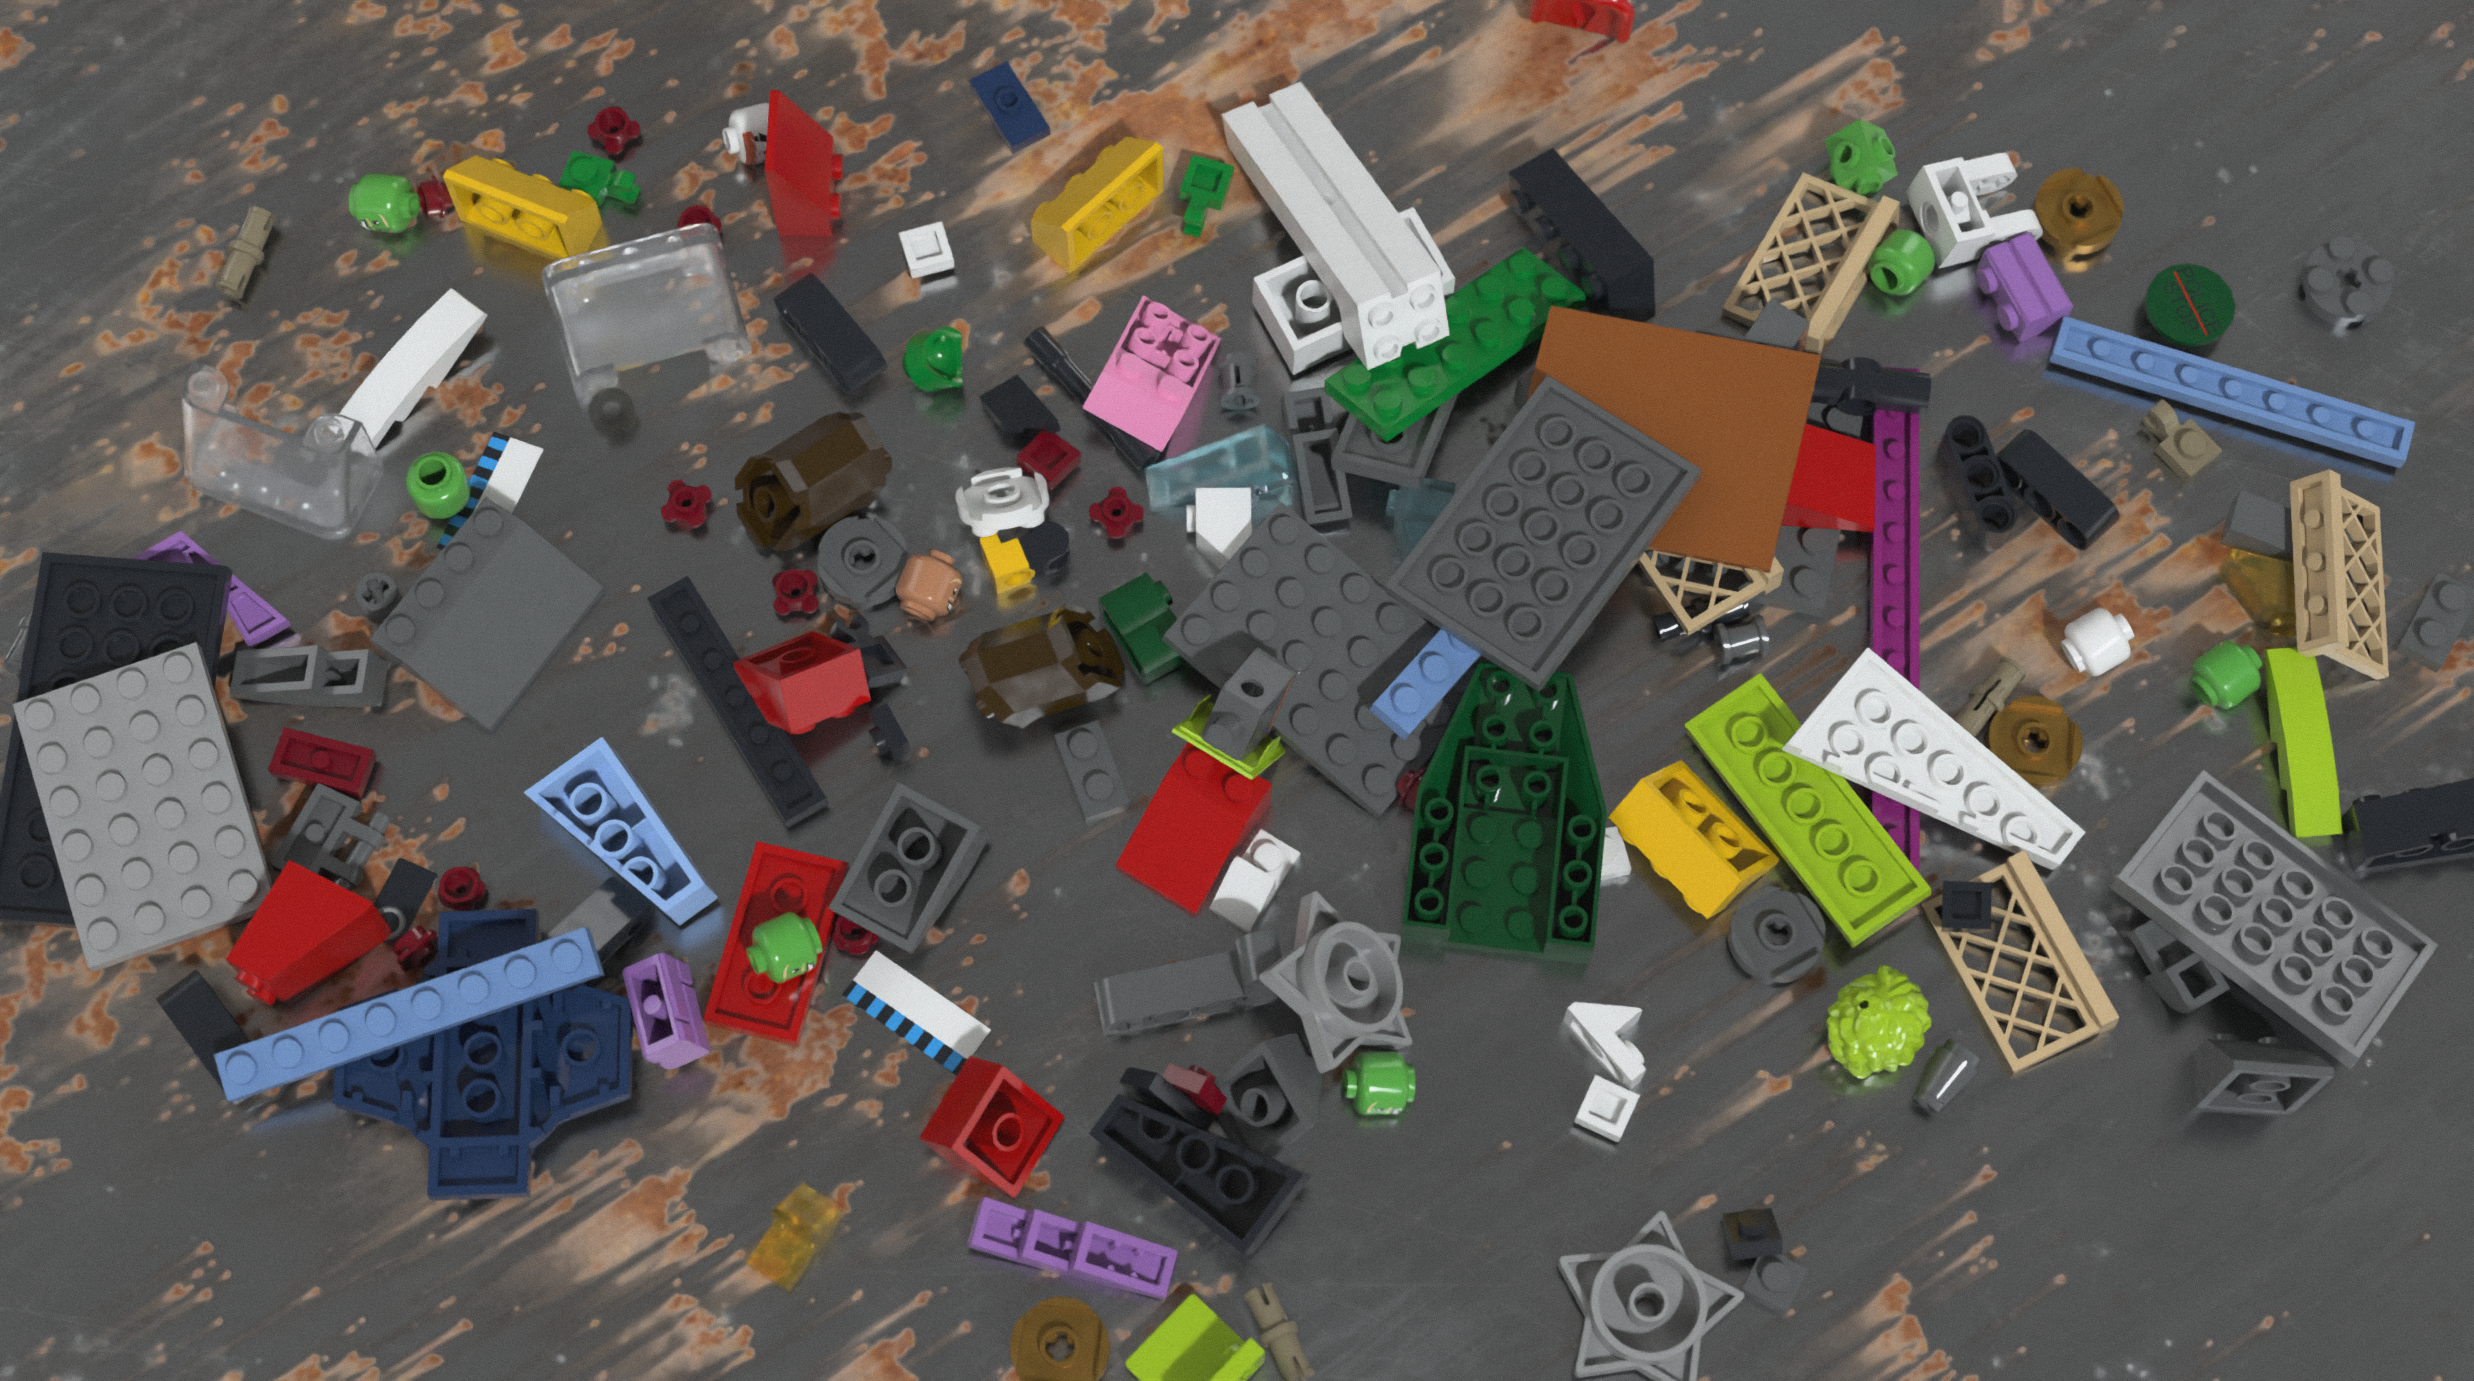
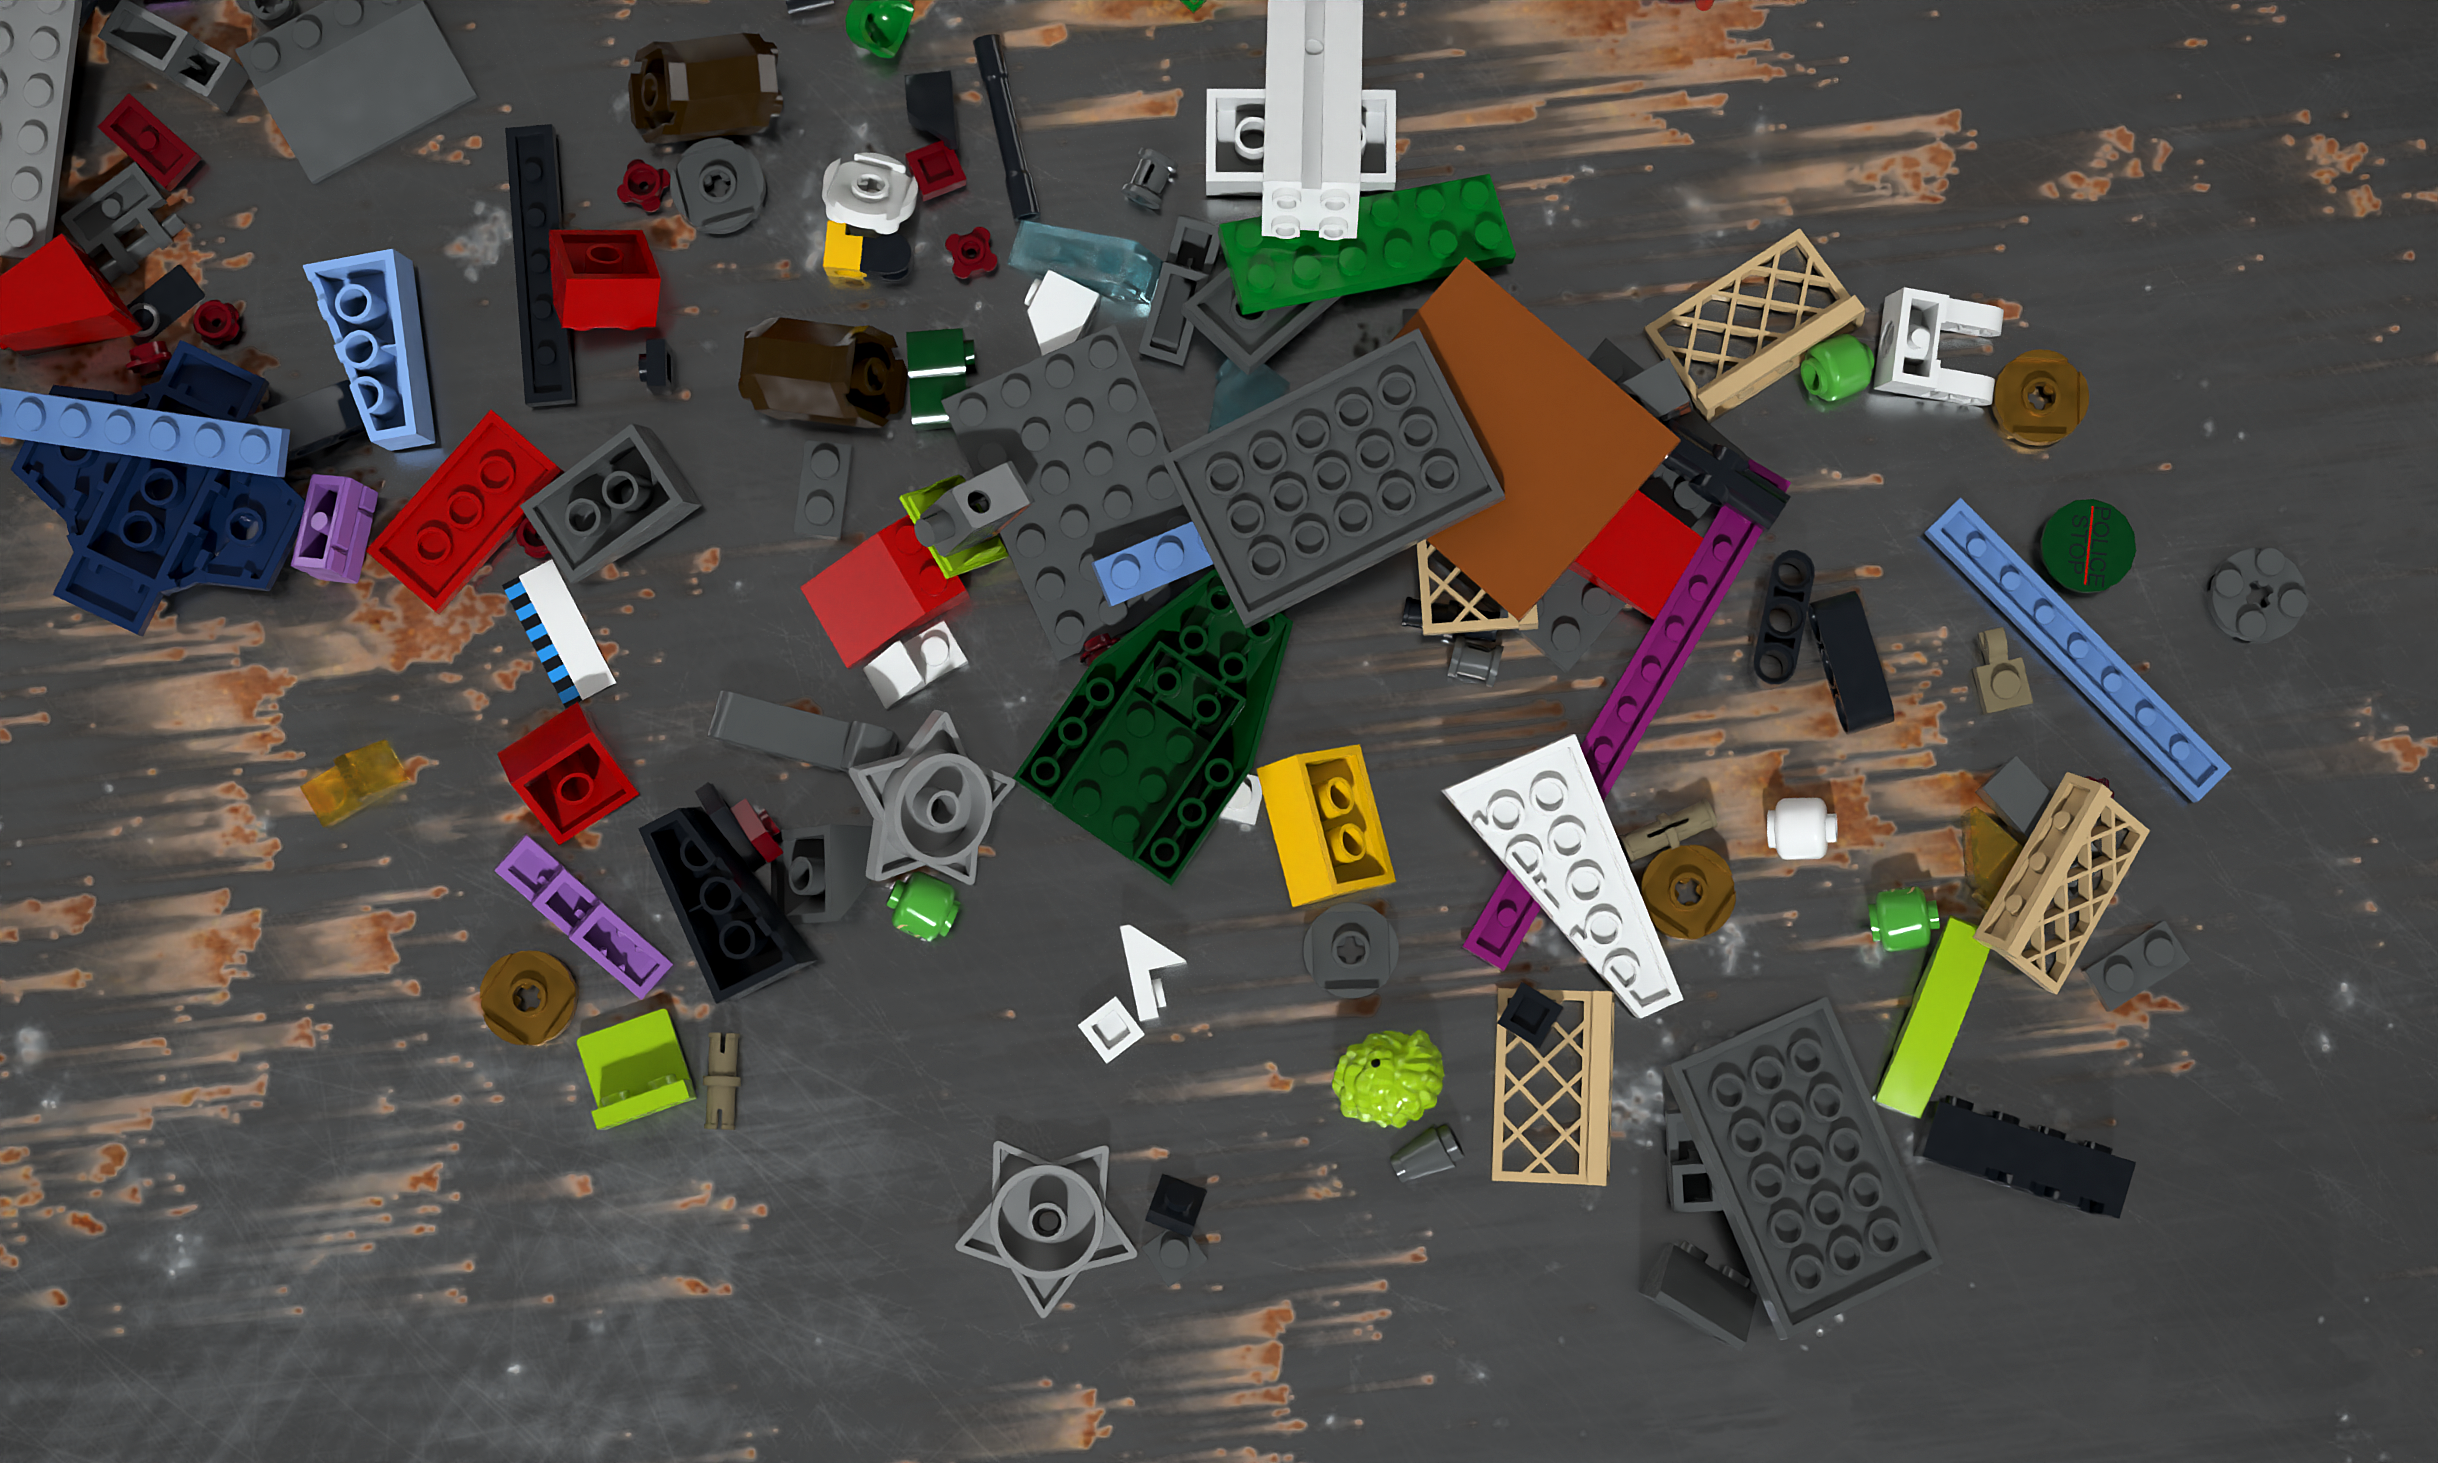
camera: 30 degrees right, 15 degrees up
(688, 516) = (589, 63): dark red plate -> none
(784, 947) = (461, 524): bright green head -> none
(878, 657) = (680, 284): black plate -> none
(928, 585) = (764, 240): nougat head -> none
(1152, 373) = (1073, 132): bright pink slope -> none
(1584, 238) = (1545, 199): black wedge -> none
(1807, 812) = (1437, 855): lime plate -> none
(1861, 157) = (1859, 244): bright green brick -> none
(2023, 287) = (1939, 449): medium lavender brick -> none

